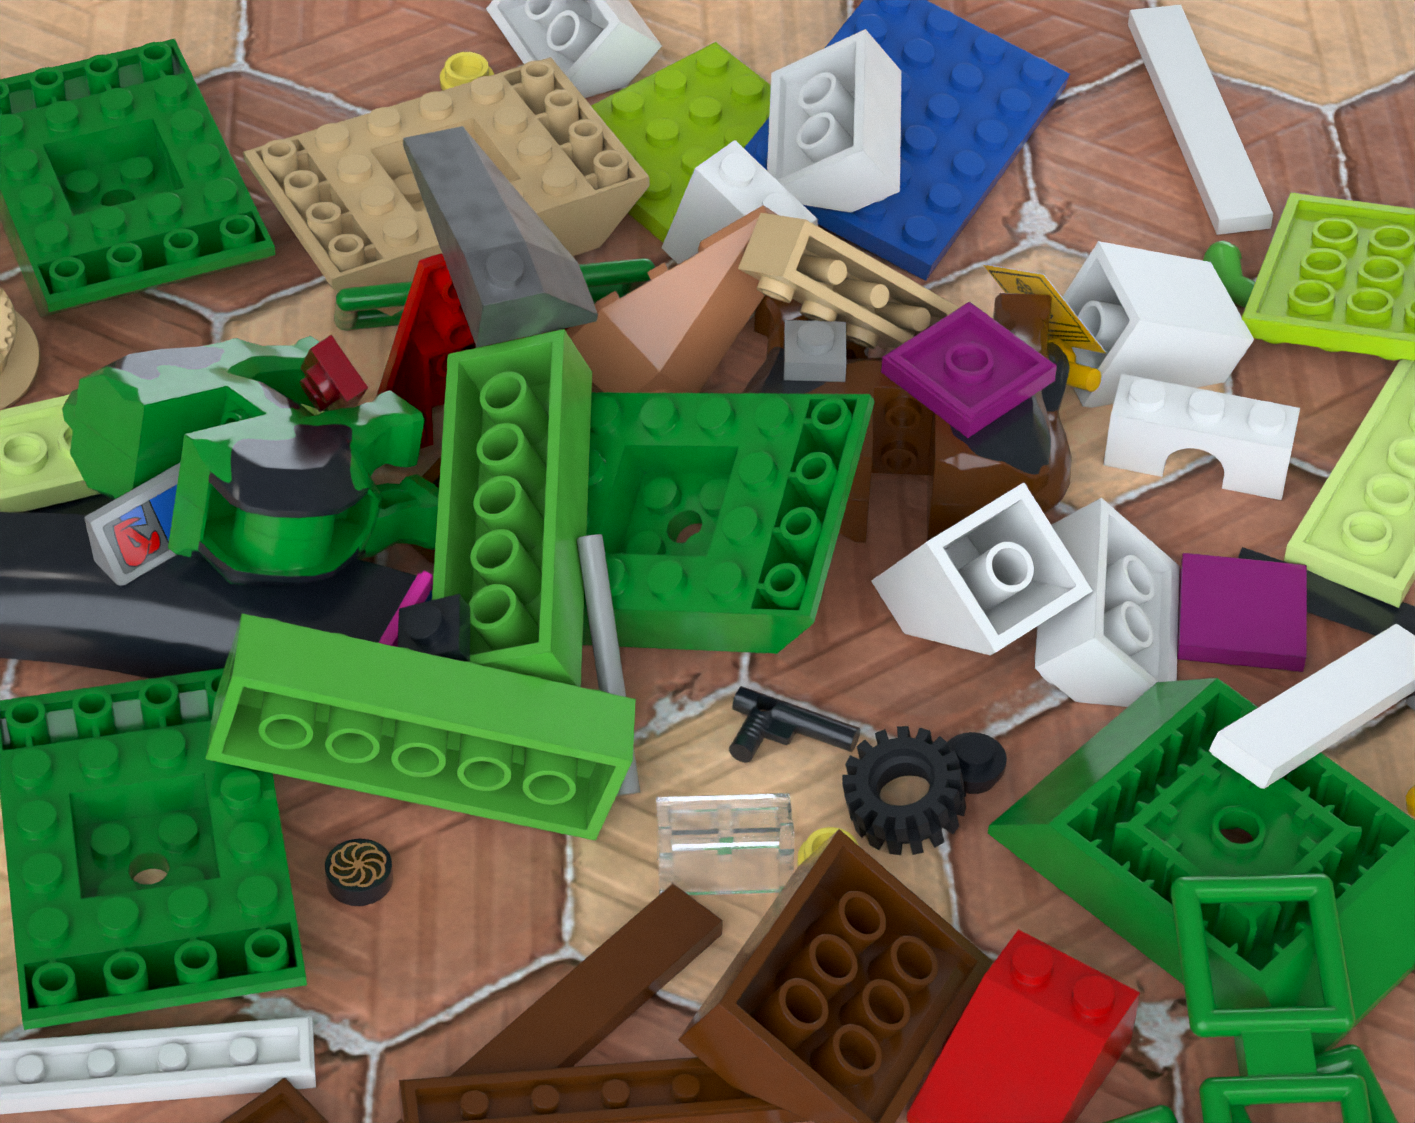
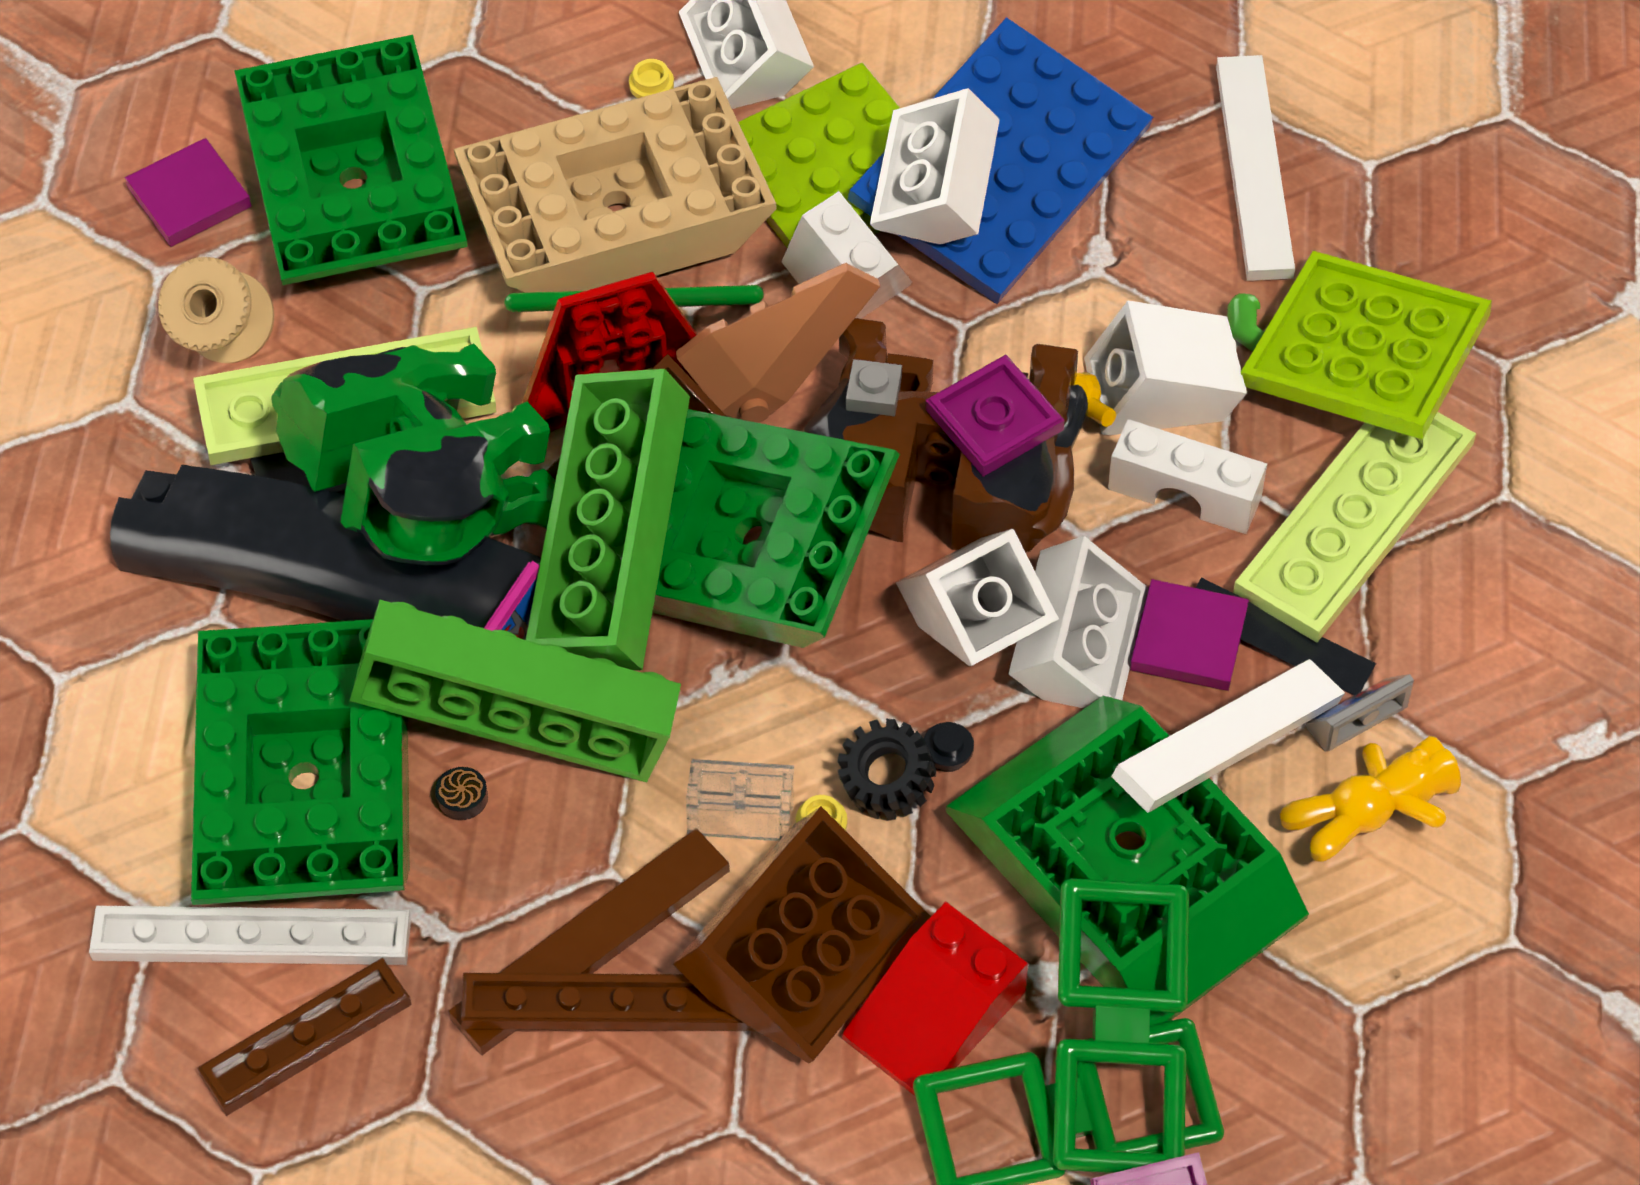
camera: 10 degrees right, 10 degrees up
(134, 529) = (316, 503): slope -> none
(331, 377) = (478, 394): dark red plate -> none
(437, 628) = (533, 615): black plate -> none
(498, 251) = (622, 297): flat silver wedge -> none
(604, 631) = (670, 634): light grey bar -> none
(781, 723) = (806, 698): black hose -> none
(839, 283) = (903, 333): tan brick -> none
(1063, 320) = (1083, 360): yellow sticker -> none

